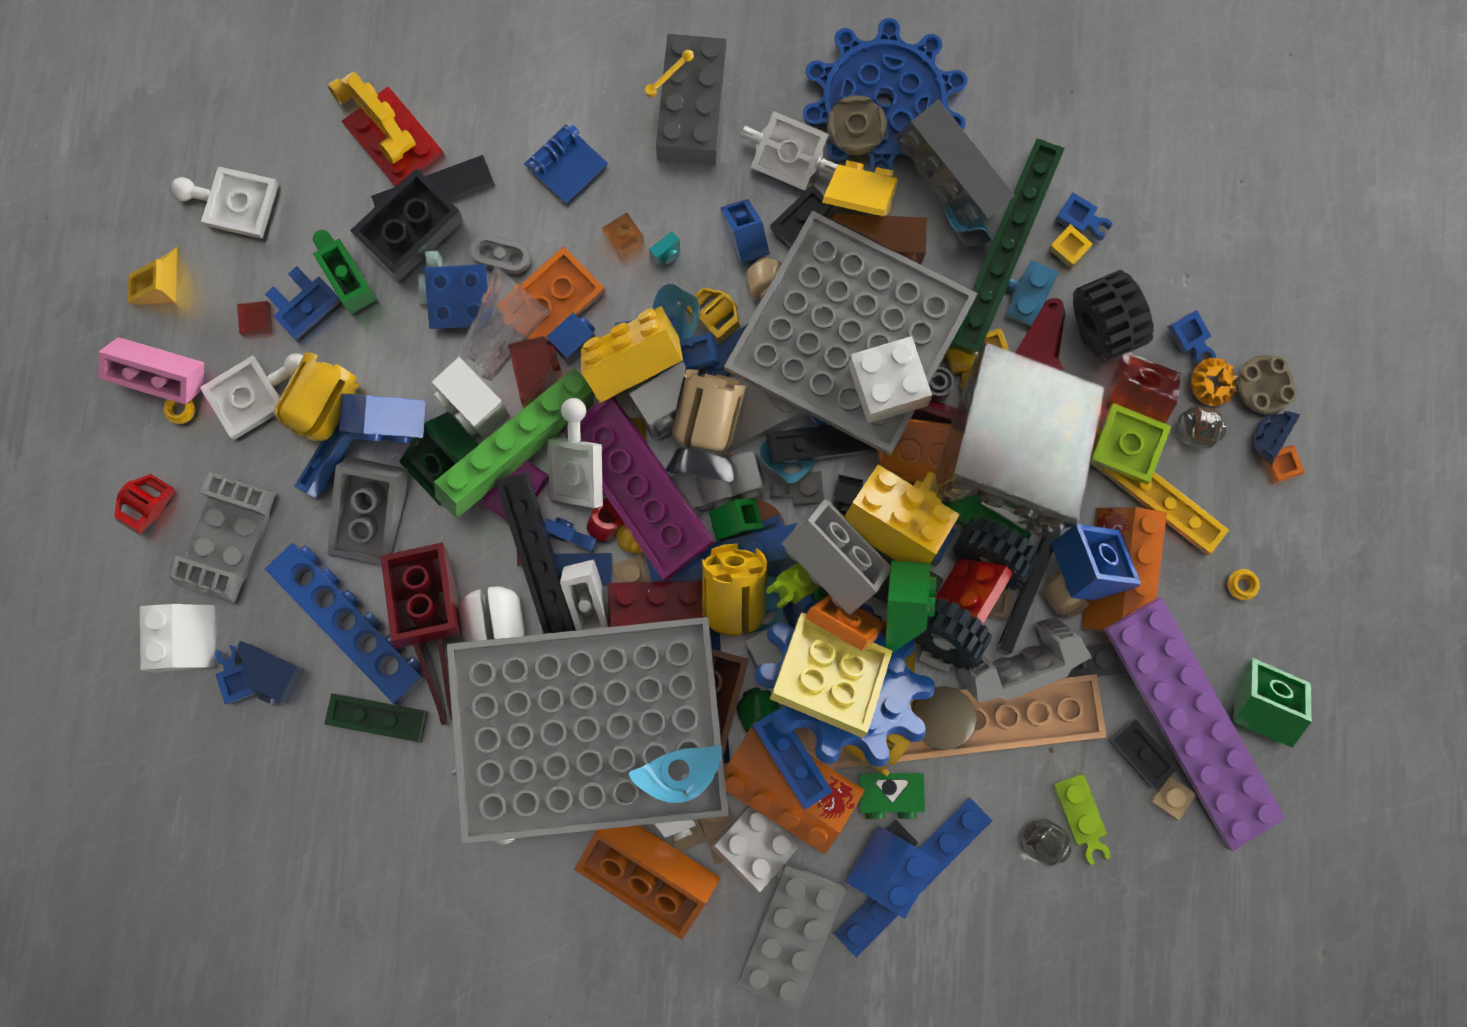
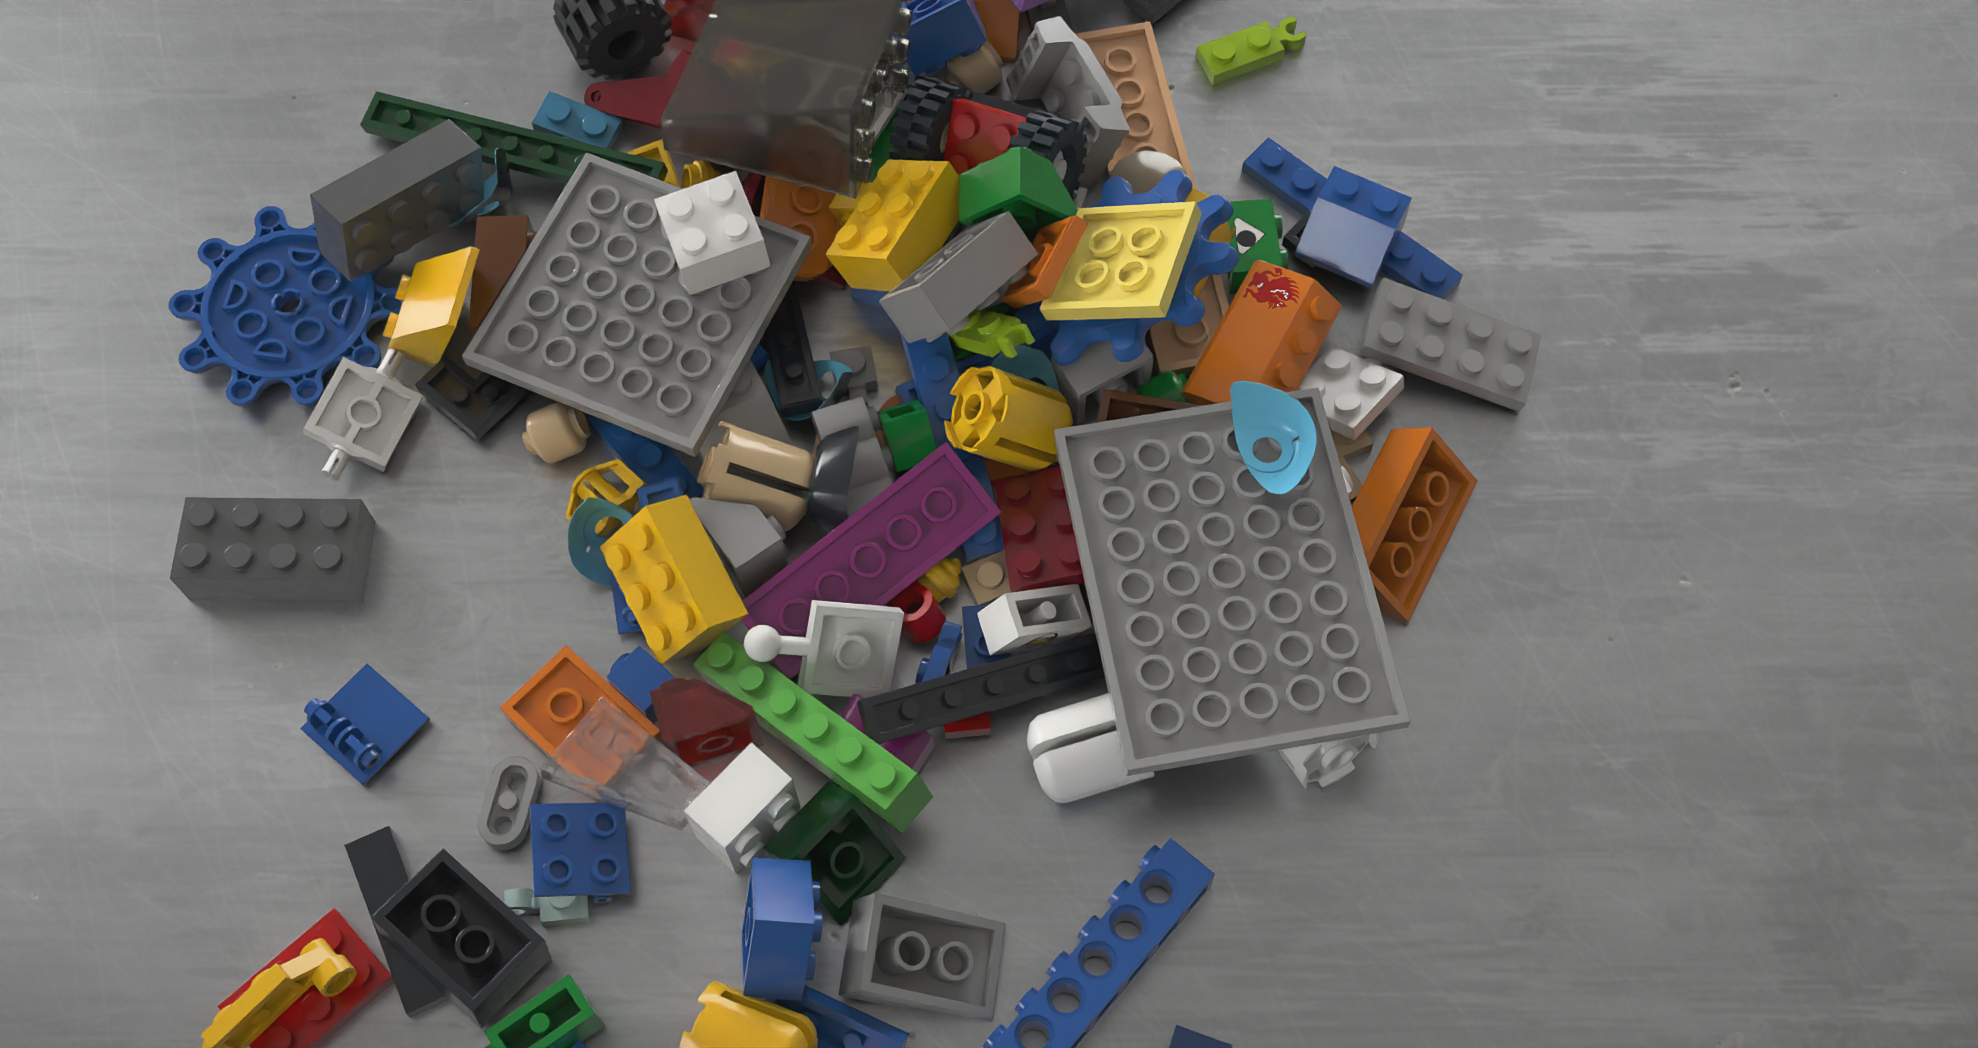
camera: 90 degrees left, 15 degrees down
(375, 717) = (1235, 911): dark green plate -> none
(423, 609) = (1076, 839): dark red slope -> none
(623, 244) = (491, 638): clear orange plate -> none
(651, 89) = (260, 587): yellow hinge -> none
(665, 250) = (509, 568): teal plate -> none
(745, 231) = (480, 465): blue slope -> none
(792, 762) = (1229, 334): blue plate -> none
(845, 492) = (860, 317): black plate -> none
(856, 125) = (328, 329): dark tan tile -> none
(1046, 842) = (1286, 78): clear smoke head -> none
(1070, 246) = (513, 84): yellow plate -> none
(1081, 216) = (472, 76): blue plate -> none

